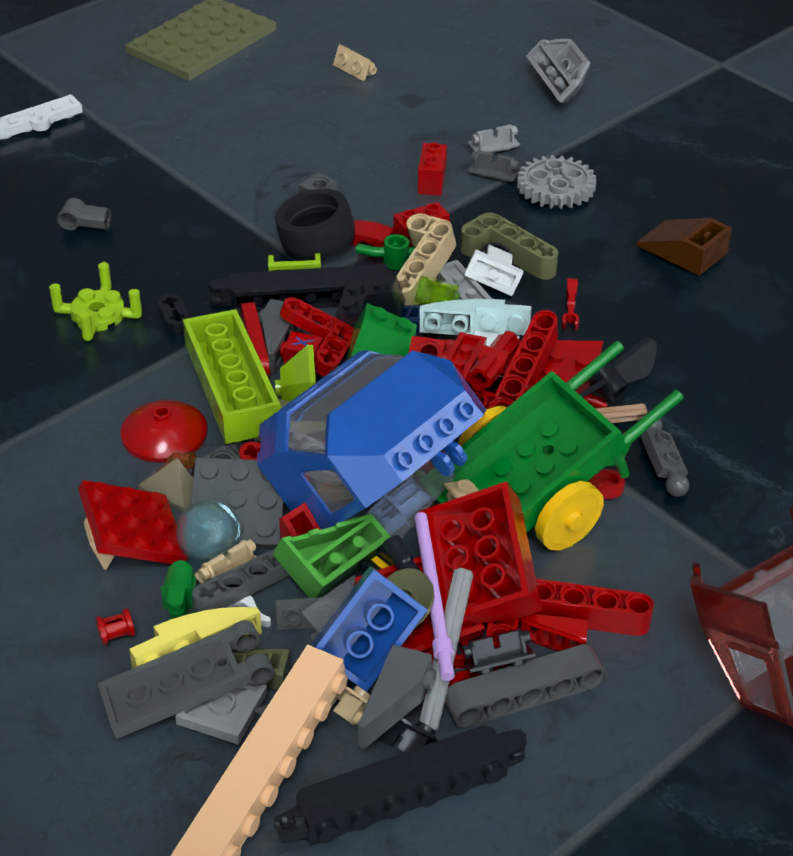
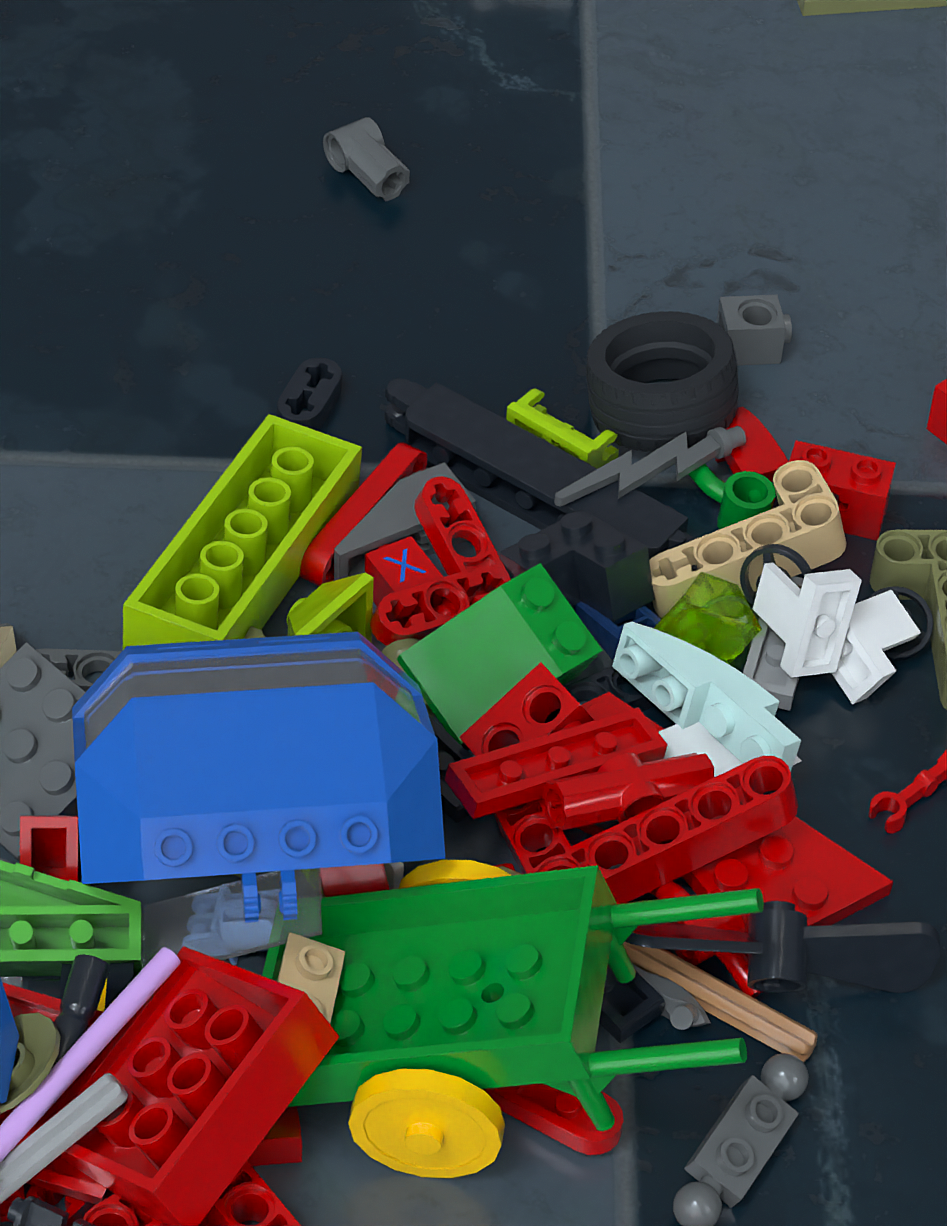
camera: 40 degrees right, 5 degrees up
(106, 301) = (189, 311): lime plate -> none
(163, 428) = (80, 571): red dish -> none
(186, 459) = (36, 633): clear orange arm -> none
(363, 234) = (717, 444): none -> dark grey piece
(471, 267) = (806, 617): none -> white piece

